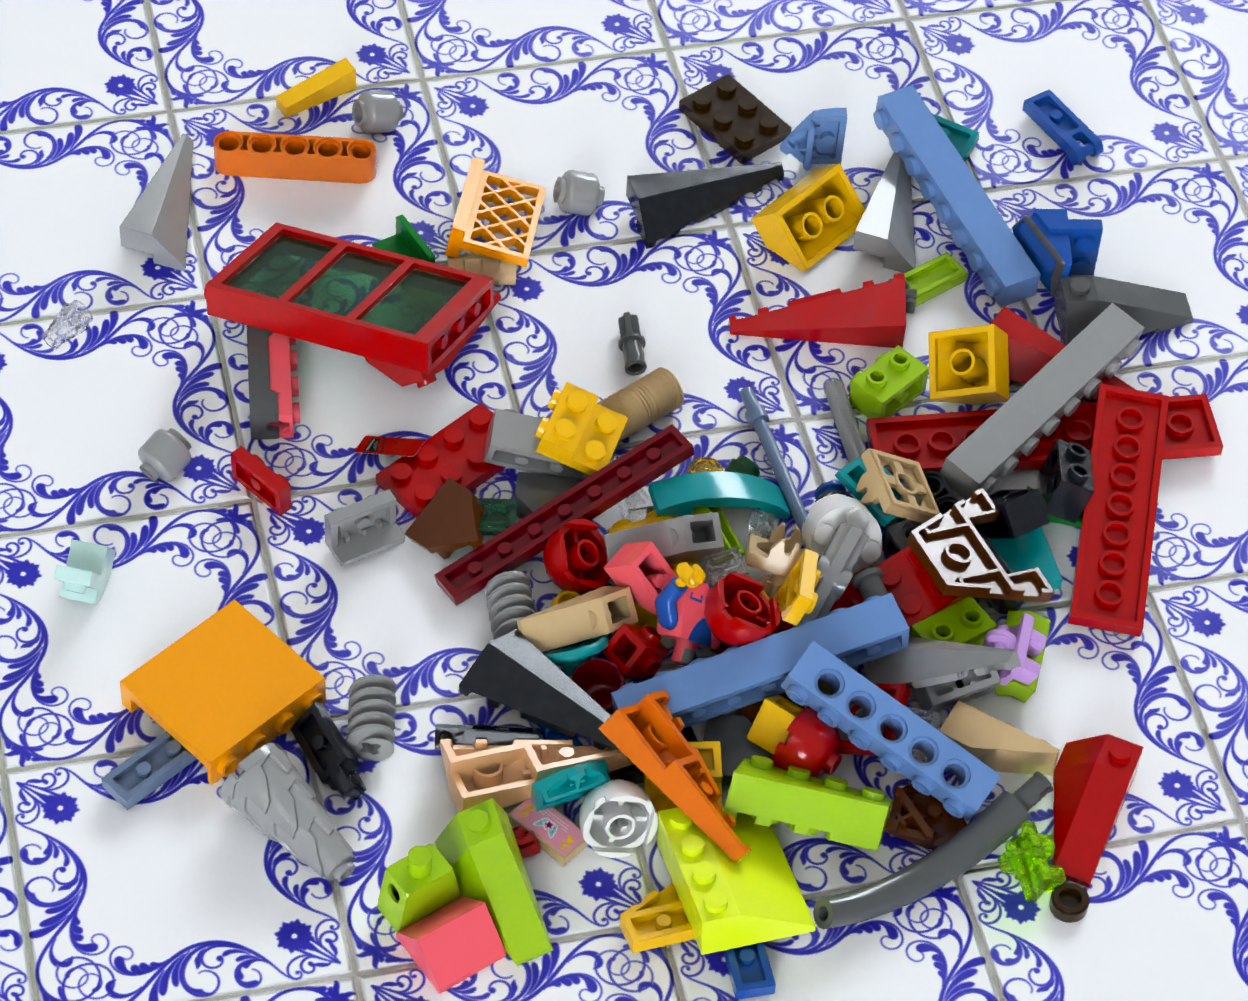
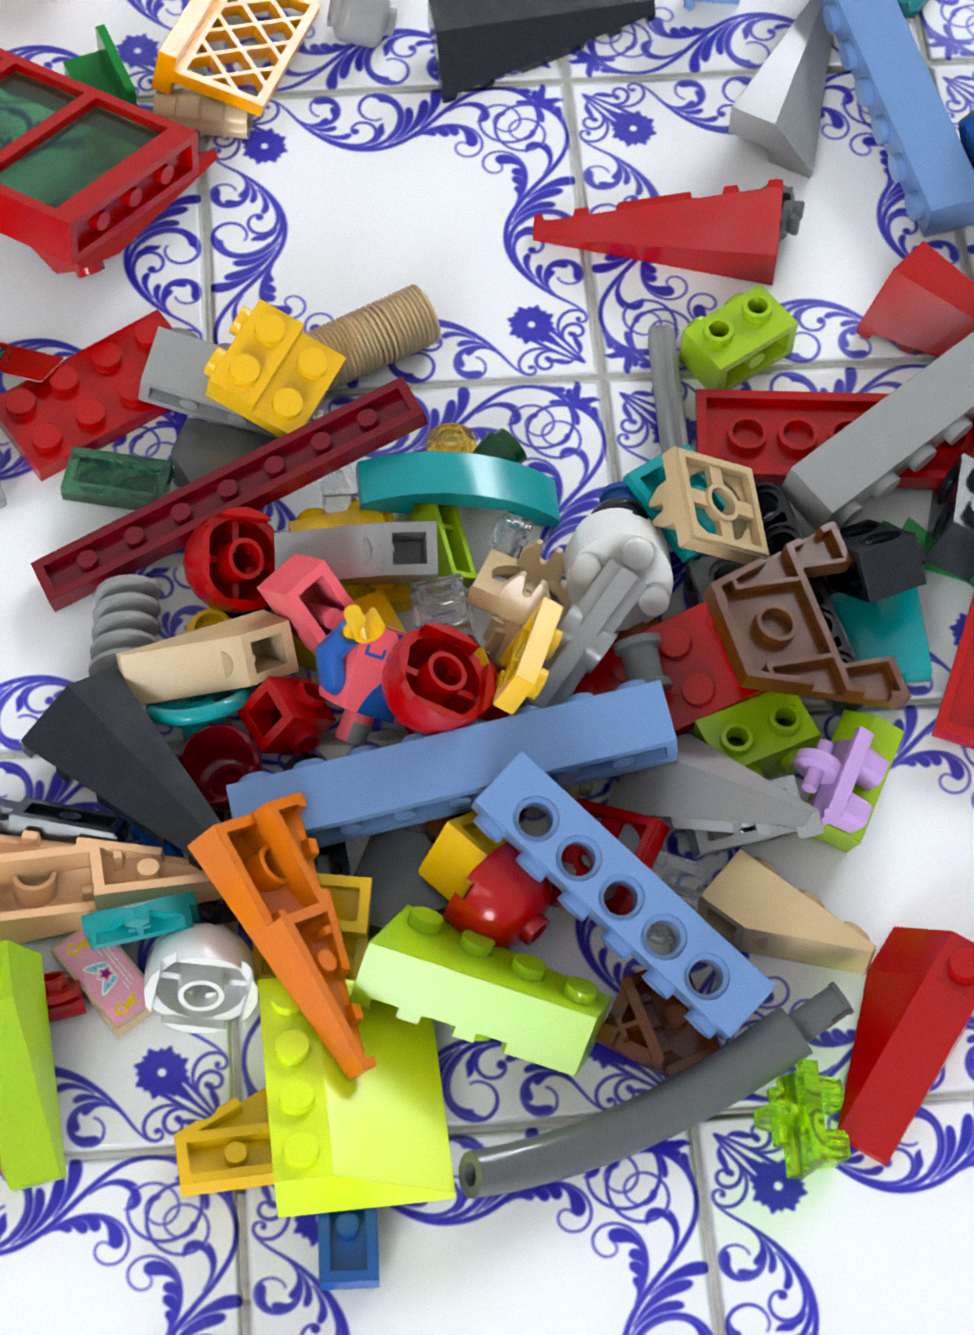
camera: 10 degrees right, 10 degrees up
(448, 521) = (66, 485): reddish brown slope -> none
(632, 344) = (388, 243): dark grey axle -> none
(758, 420) = (543, 373): sand blue bar -> none
(811, 217) = (677, 80): yellow slope -> none
(935, 277) = (836, 185): lime tile -> none
(969, 365) = (857, 325): yellow slope -> none
(1069, 902) = (851, 1189): dark brown tile -> none

